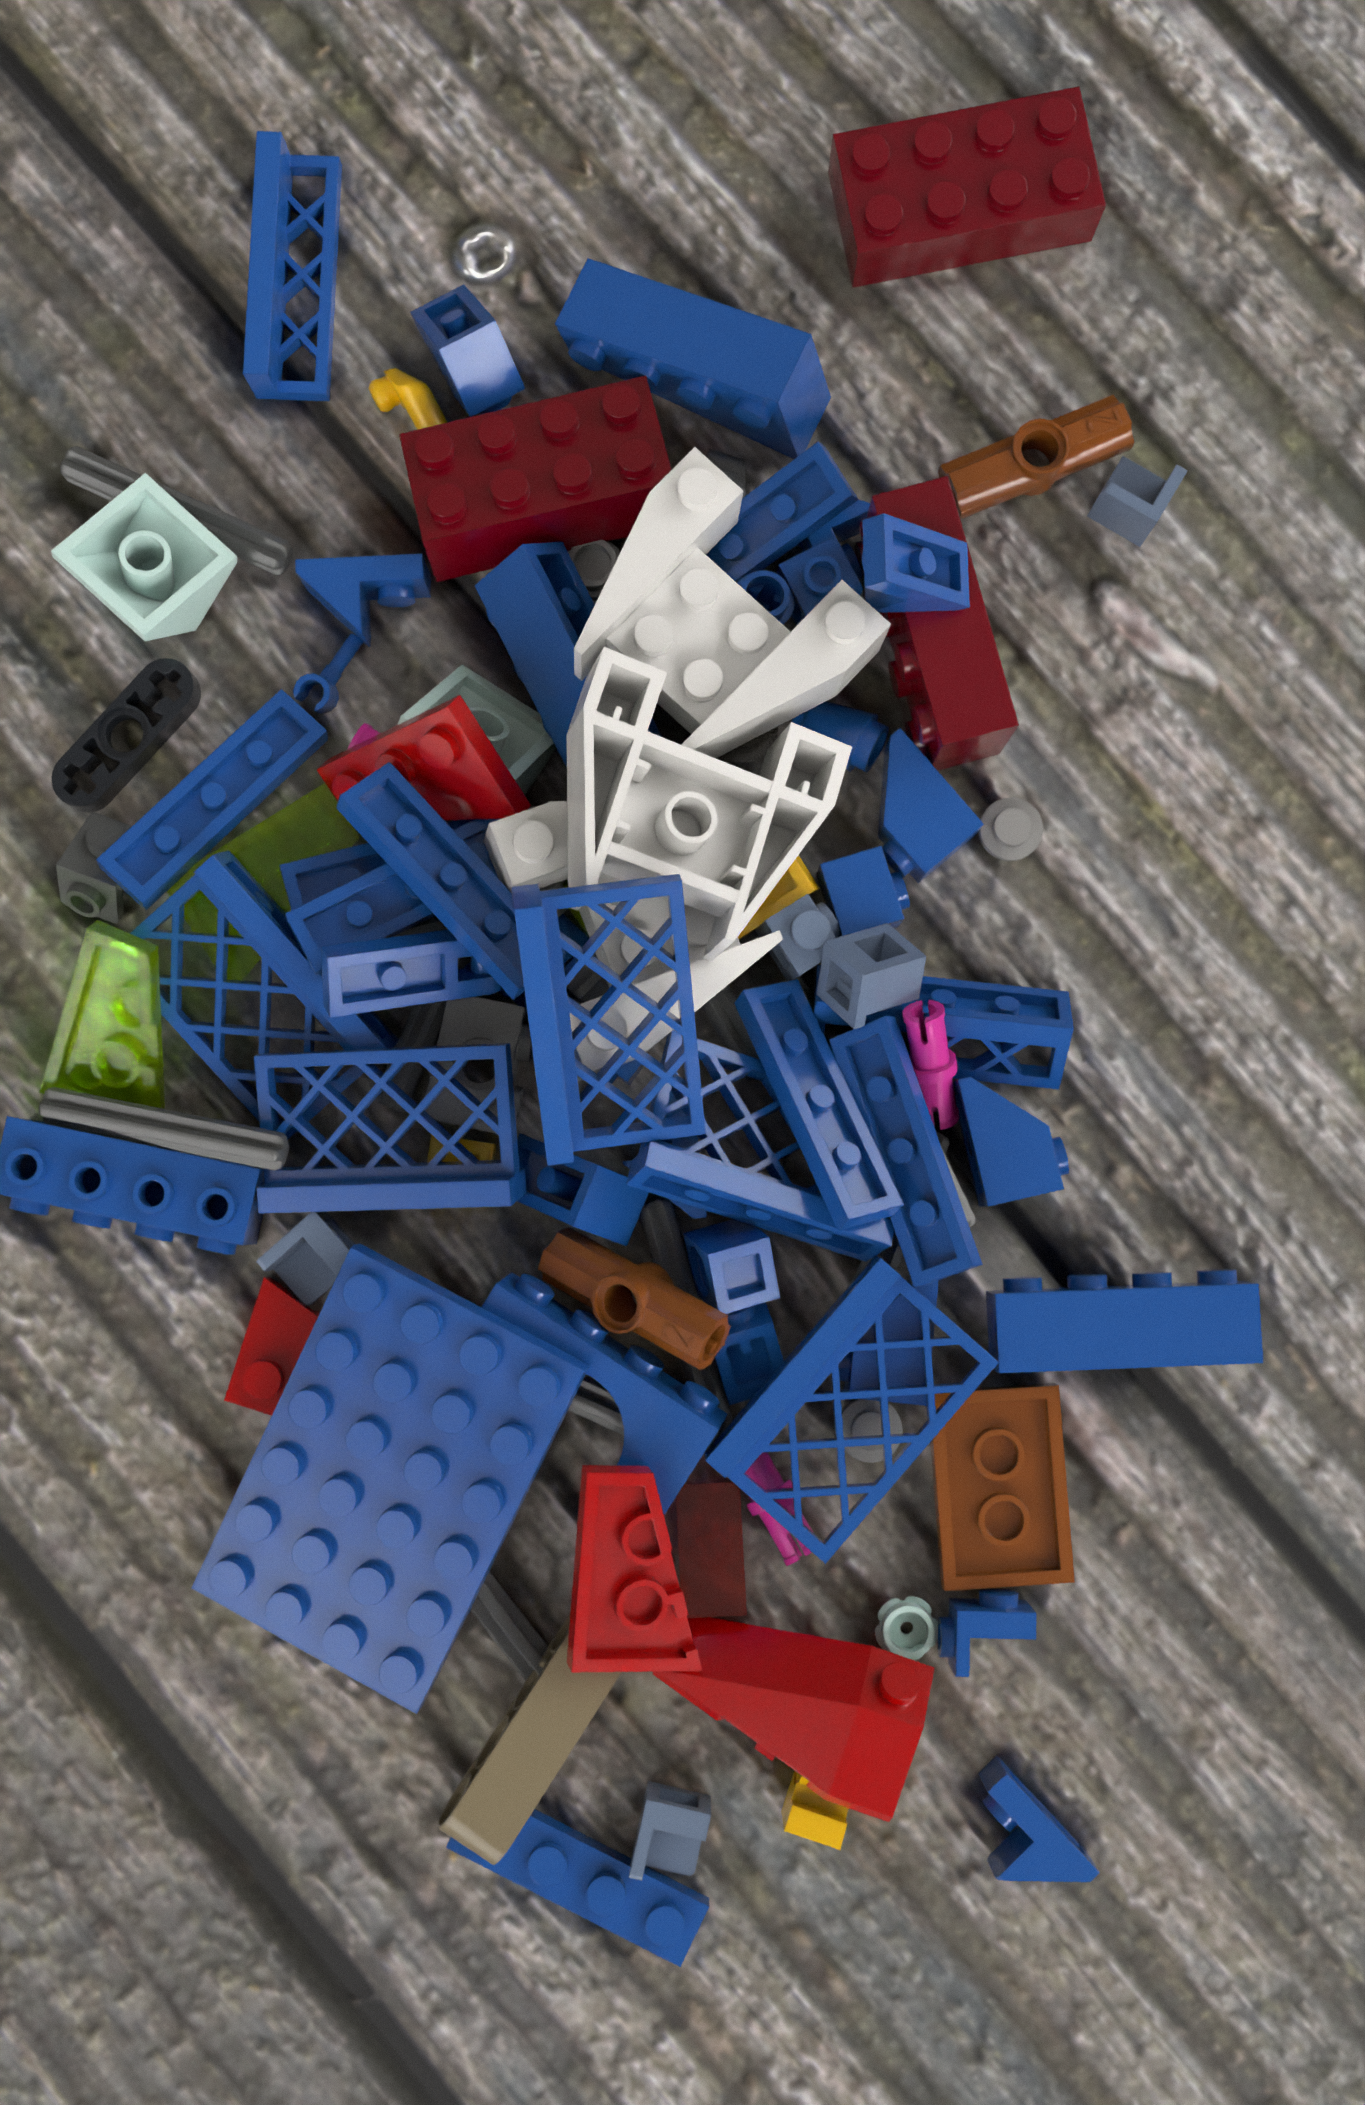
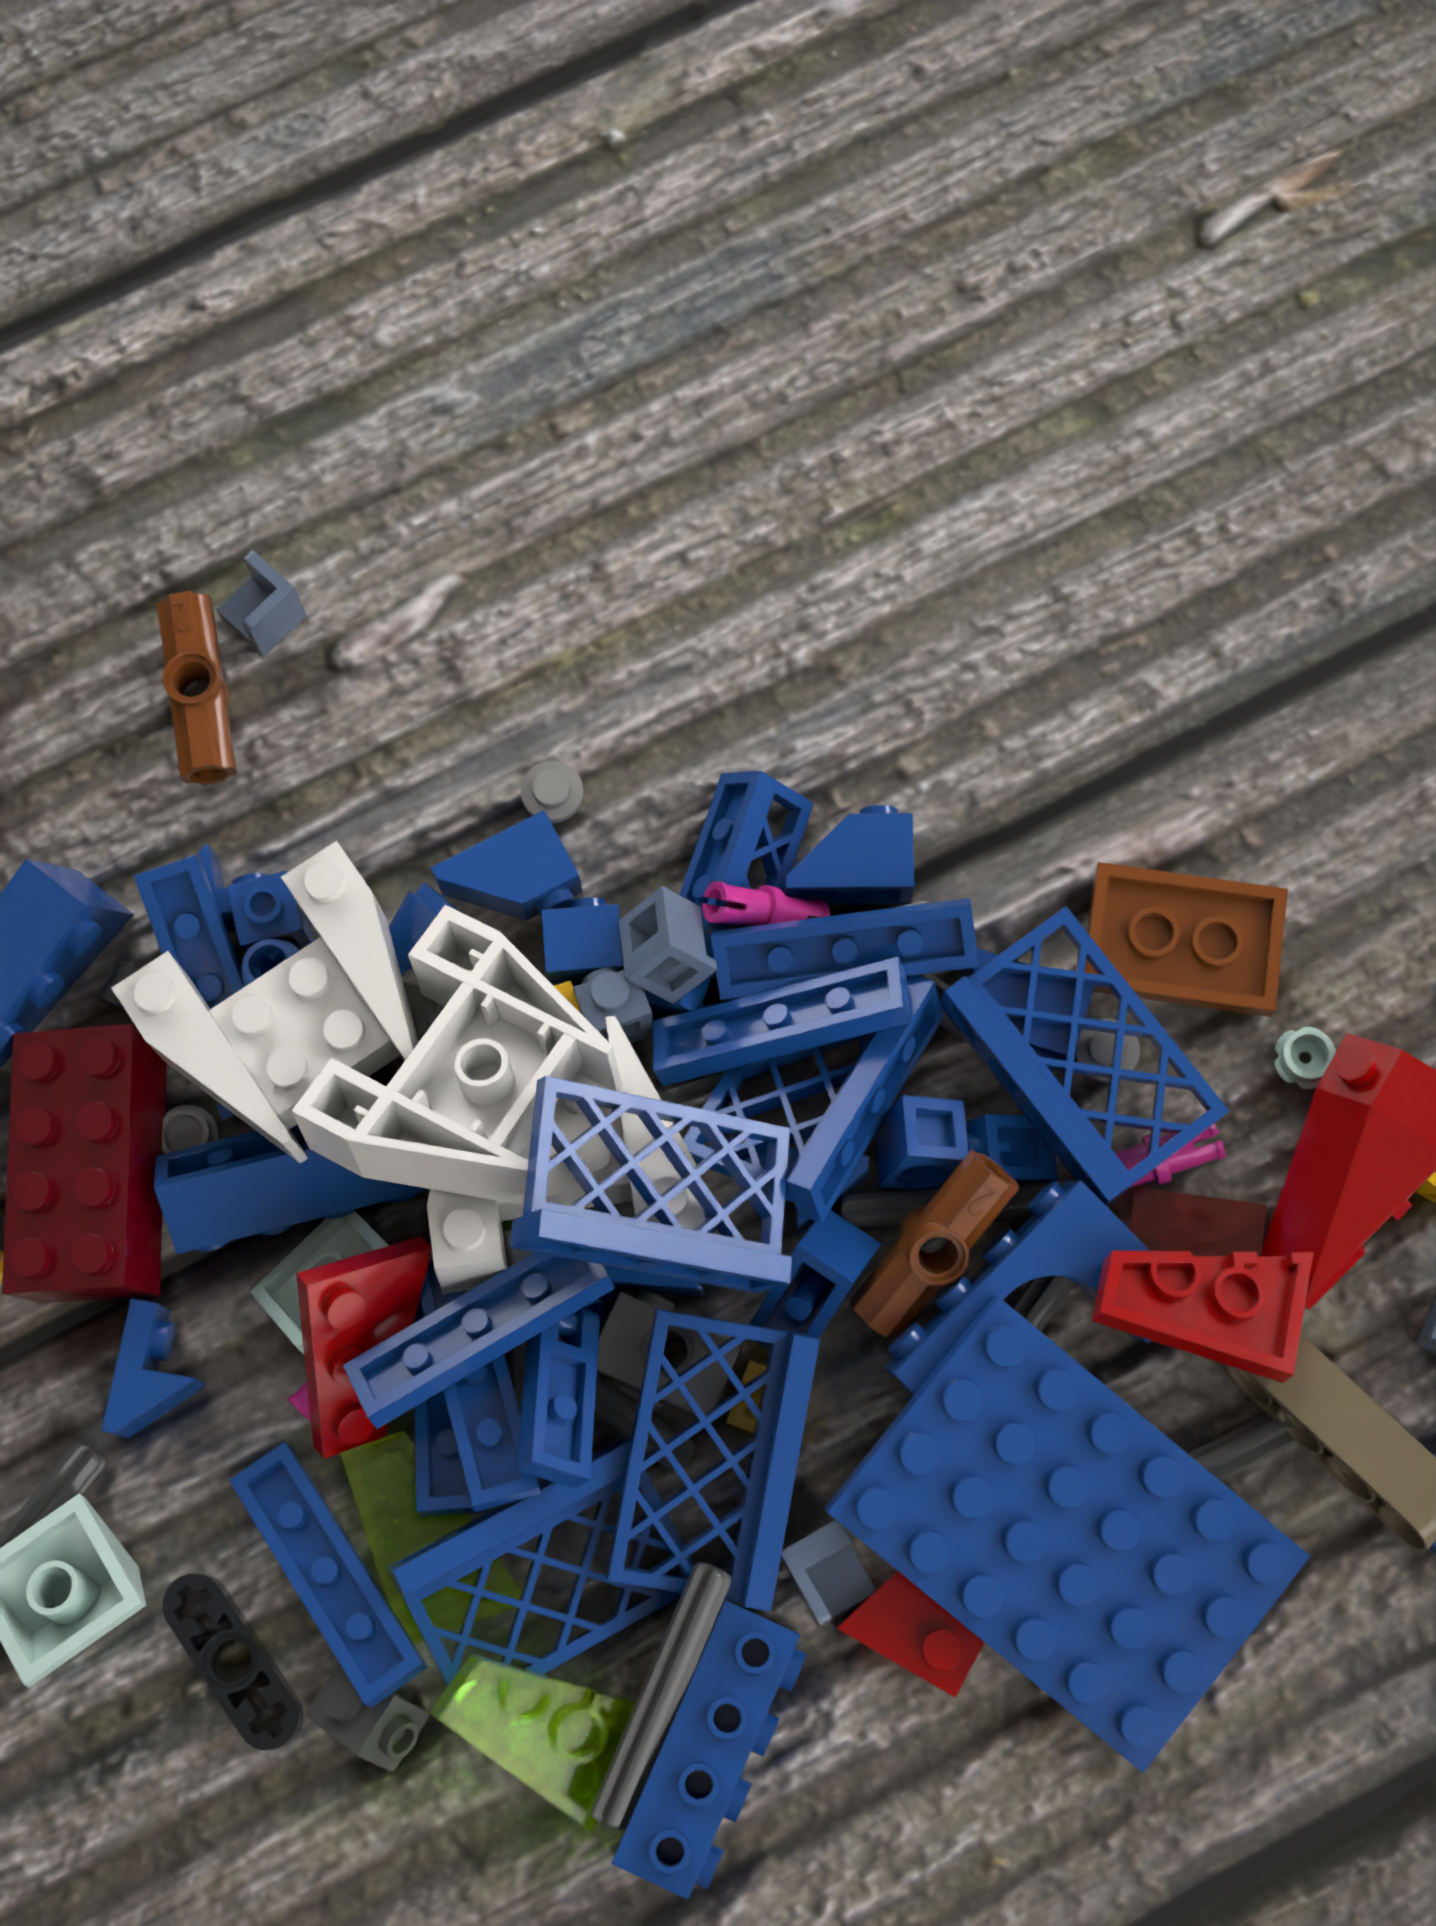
camera: 80 degrees left, 10 degrees down
(328, 677) = (222, 1427): blue hand -> none
(913, 567) = (287, 810): blue slope -> none
(945, 658) = (374, 804): dark red brick -> none
(992, 1616) = (1306, 971): blue bracket -> none
(1124, 1325) = (1051, 790): blue brick -> none

